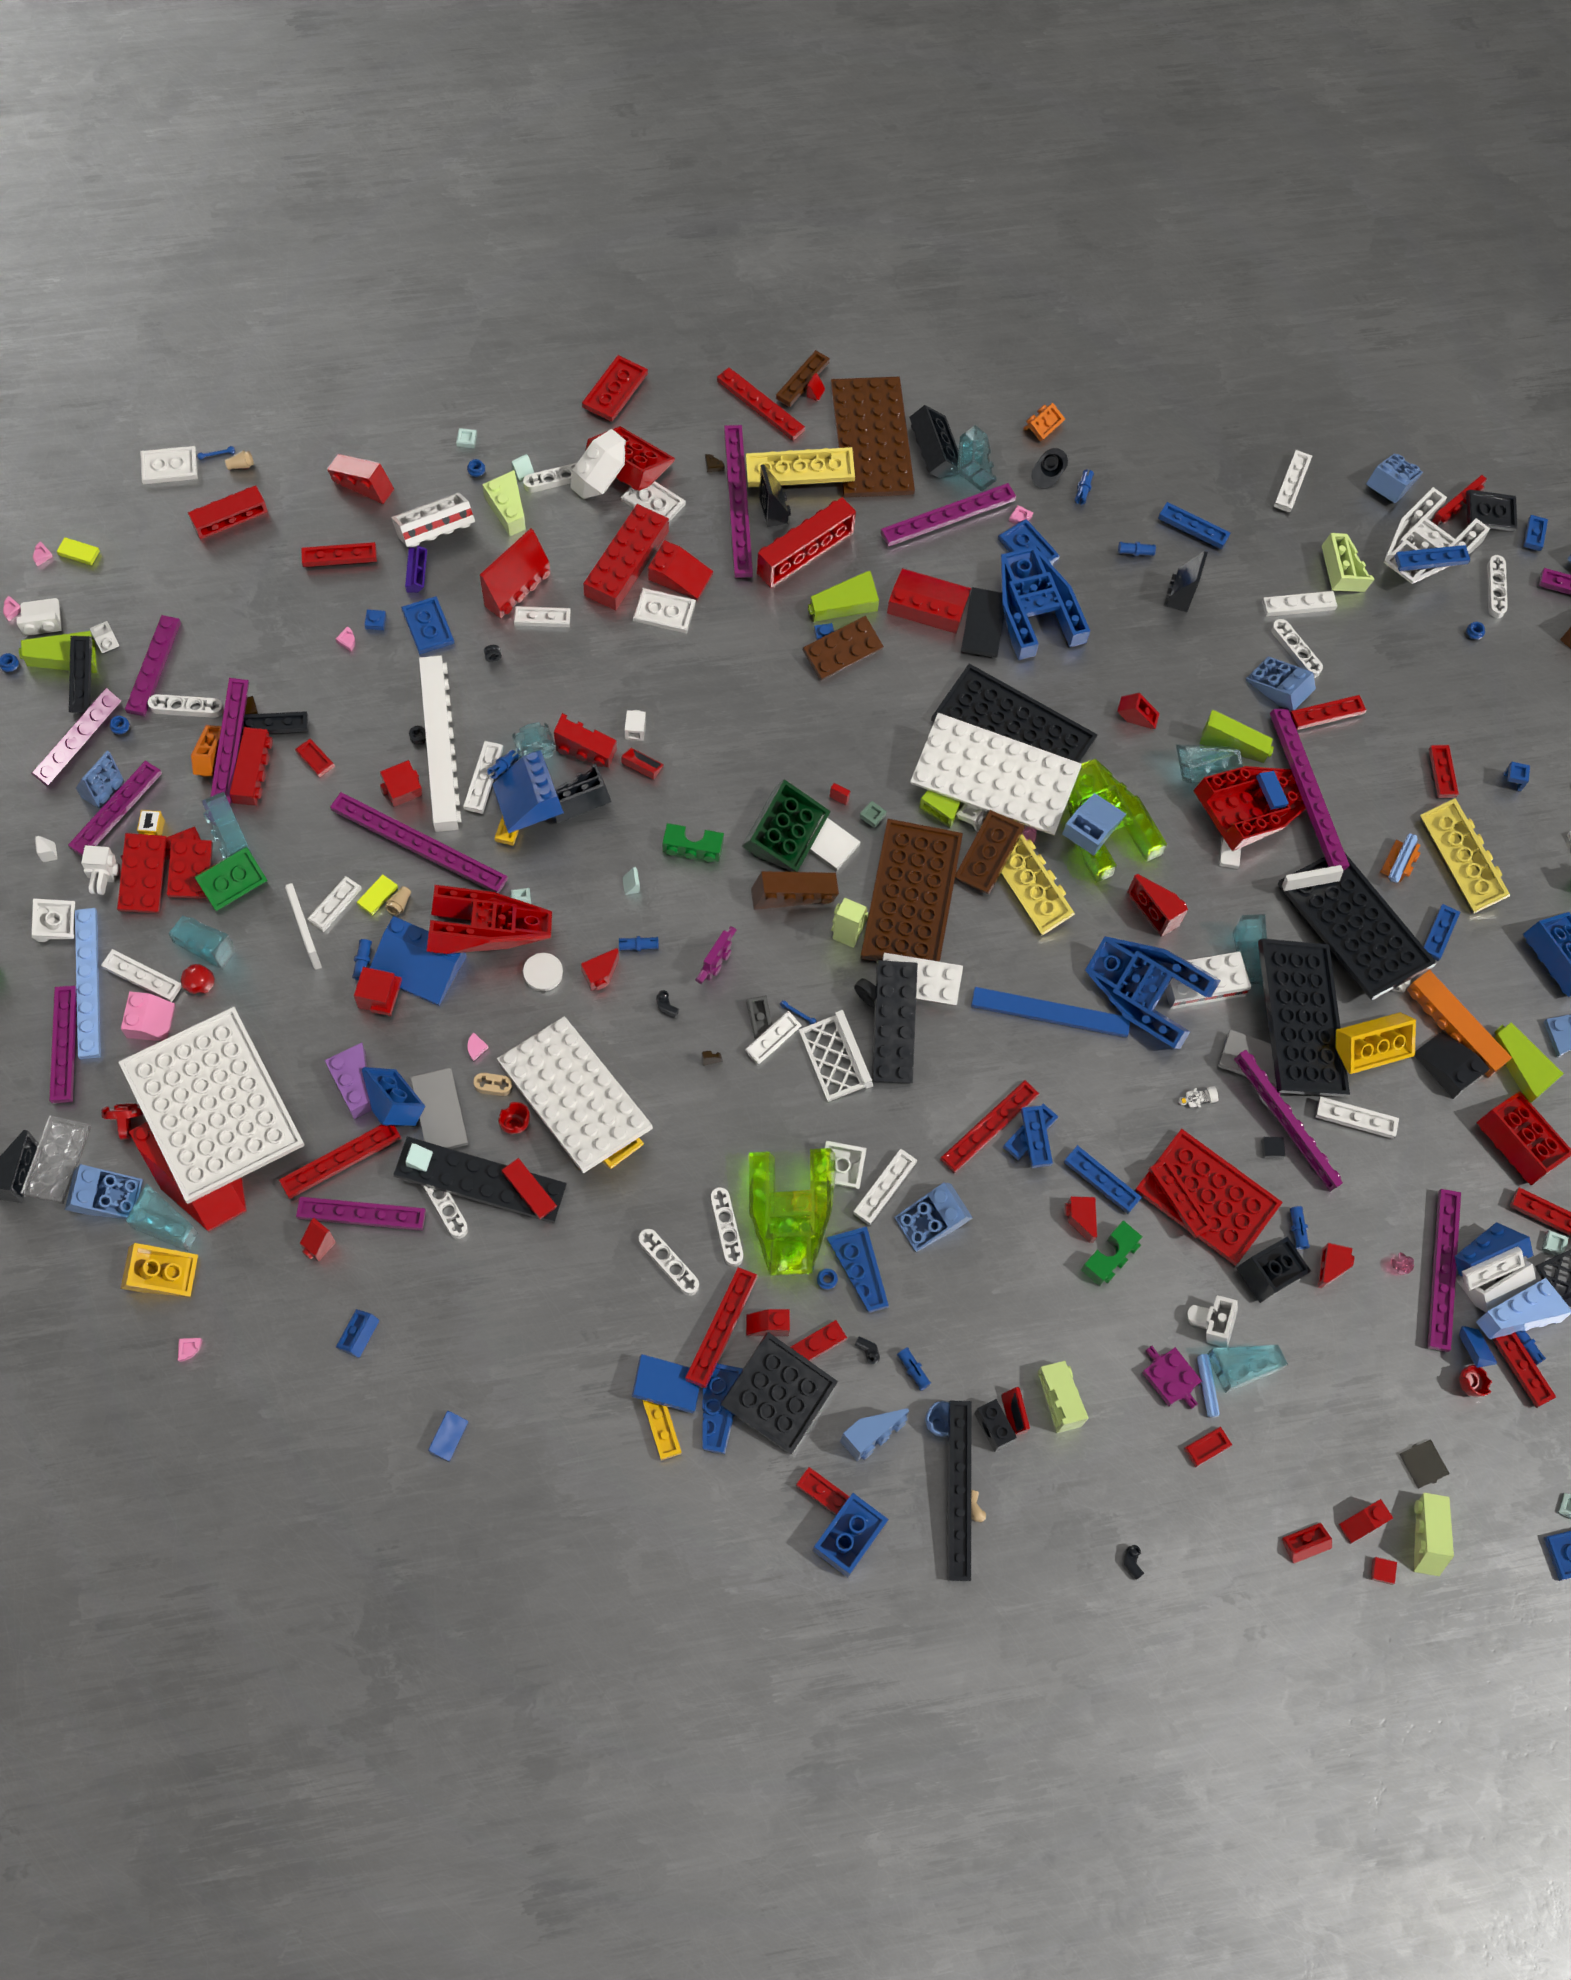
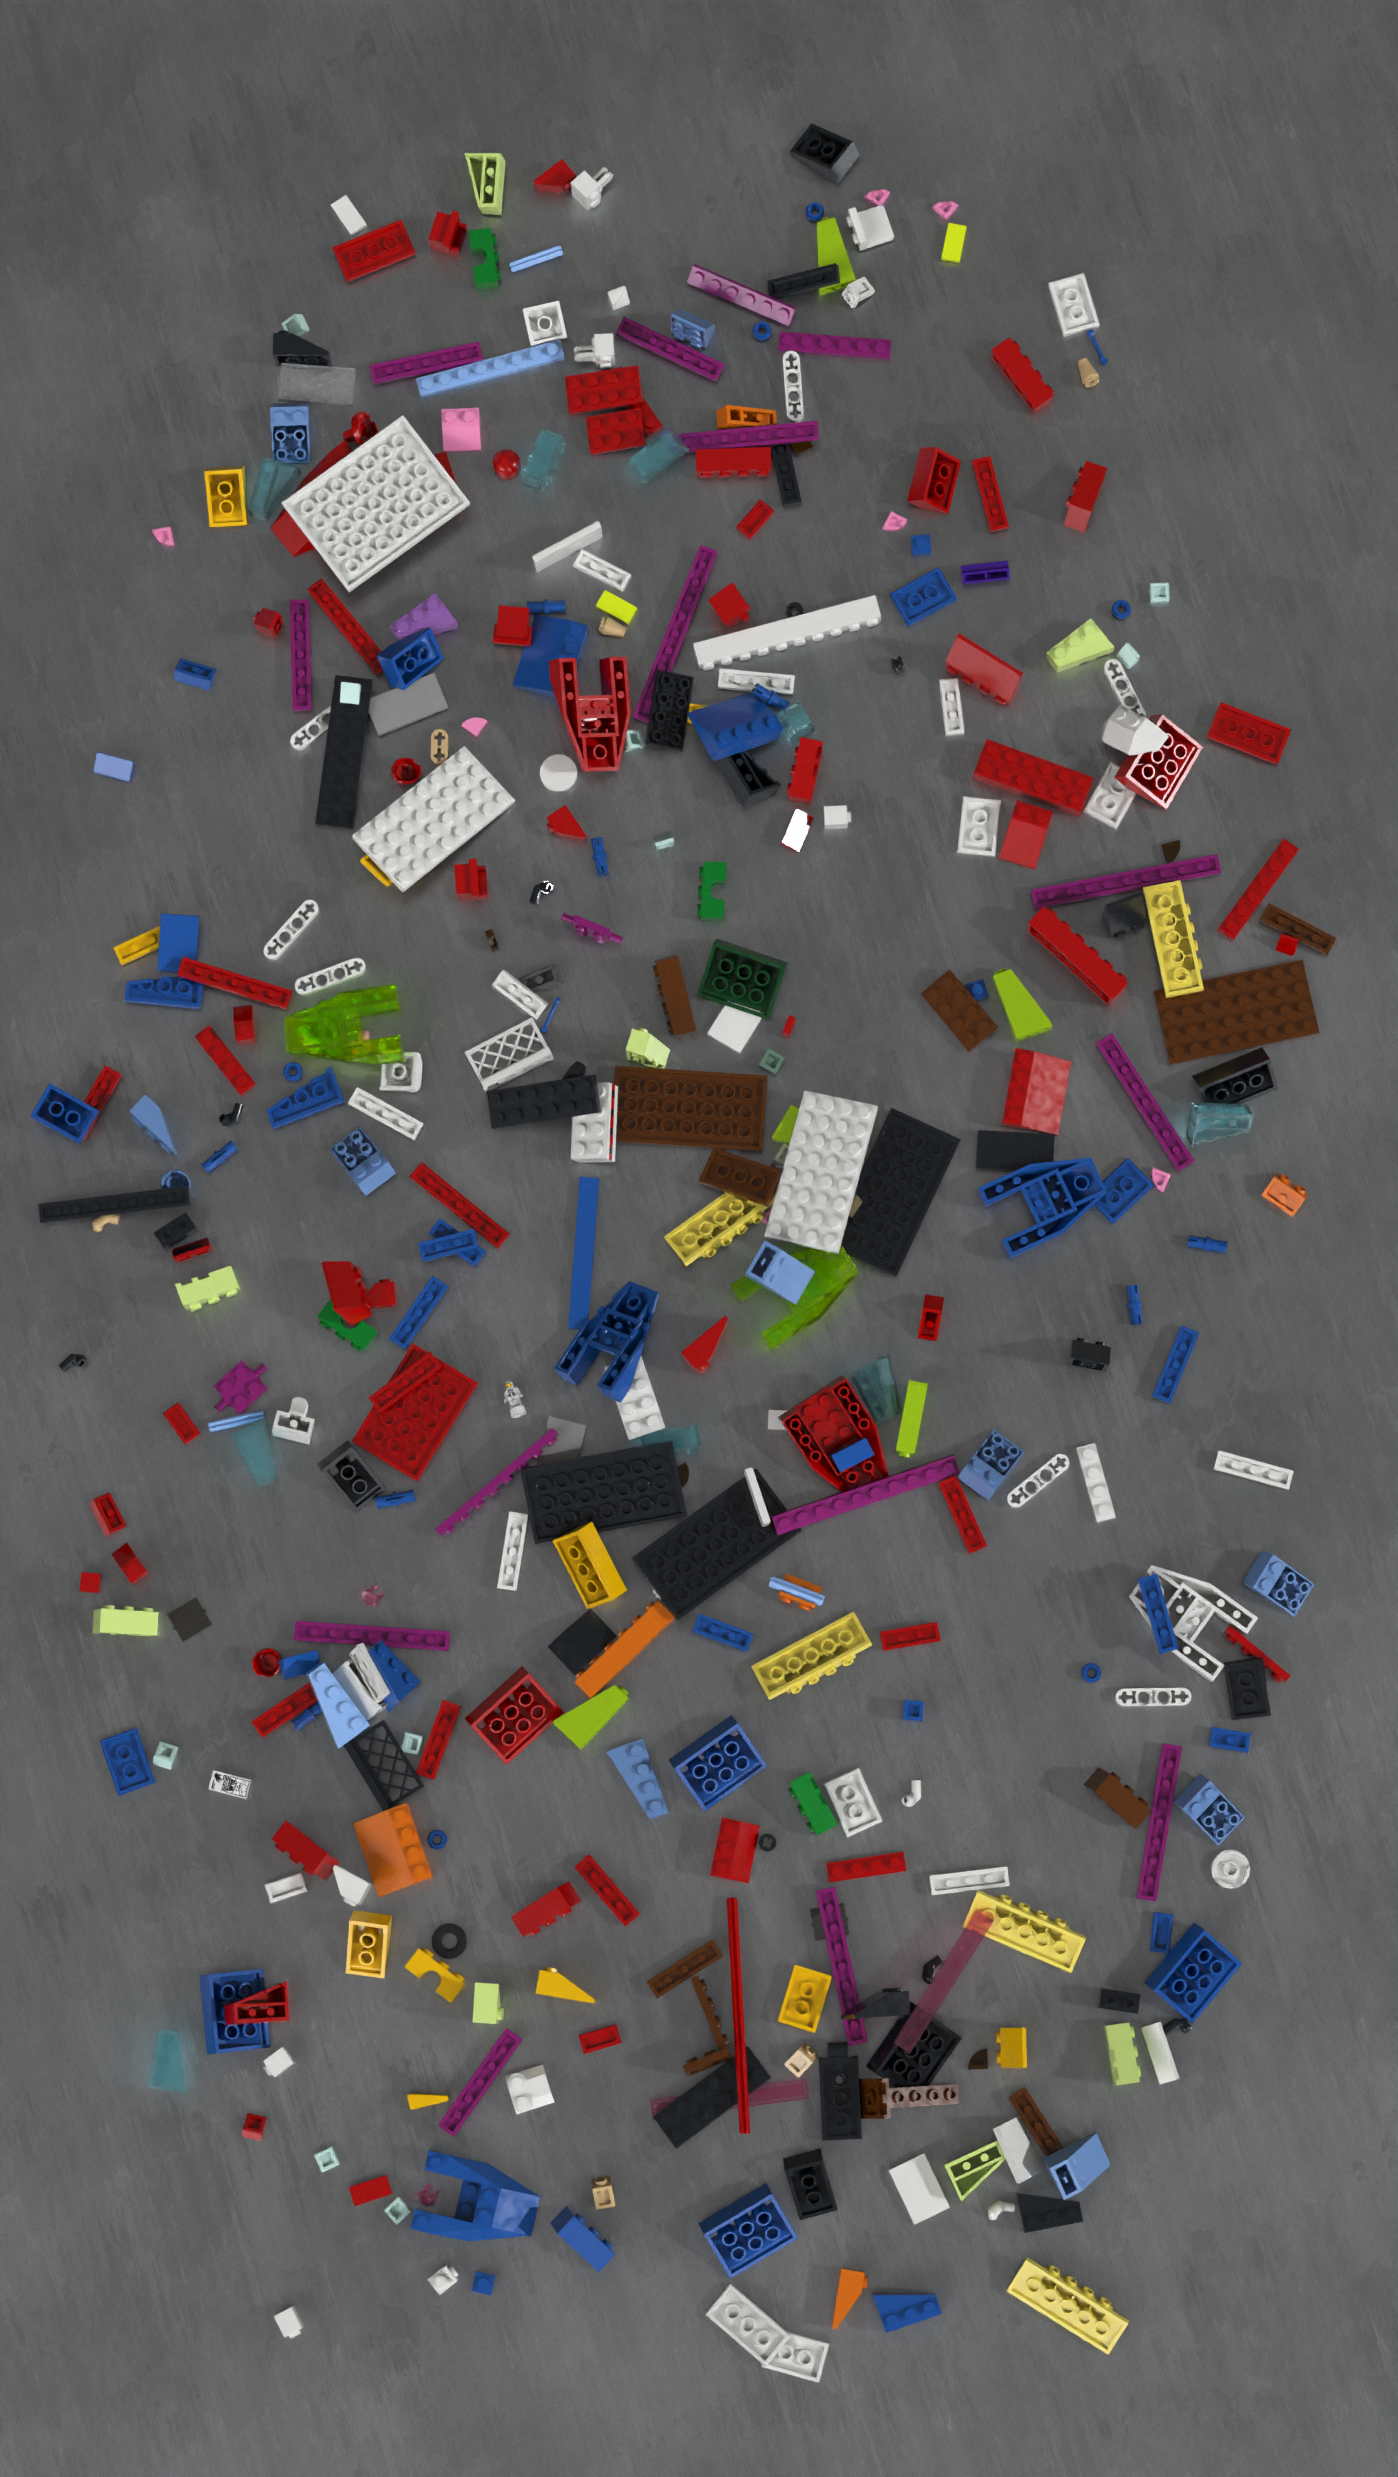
camera: 95 degrees right, 15 degrees up
(141, 975) = (502, 414): white plate -> none
(151, 822) = (655, 385): brick -> none
(230, 878) = (608, 470): green plate -> none
(312, 598) = (934, 480): none -> red slope
(433, 519) = (1040, 577): white brick -> none
(497, 857) = (669, 710): none -> black tile
(529, 1188) = (338, 795): red tile -> none
(646, 1068) = (471, 881): none -> red plate
(778, 1393) = (180, 1039): black plate -> none
(1049, 468) = (1220, 1202): black piece -> none
(1080, 1240) = (347, 1290): none -> red slope
(1273, 1147) = (473, 1473): black tile -> none
(1334, 1263) = (363, 1531): red slope -> none
(1343, 564) = (1147, 1525): yellowish green wedge -> none

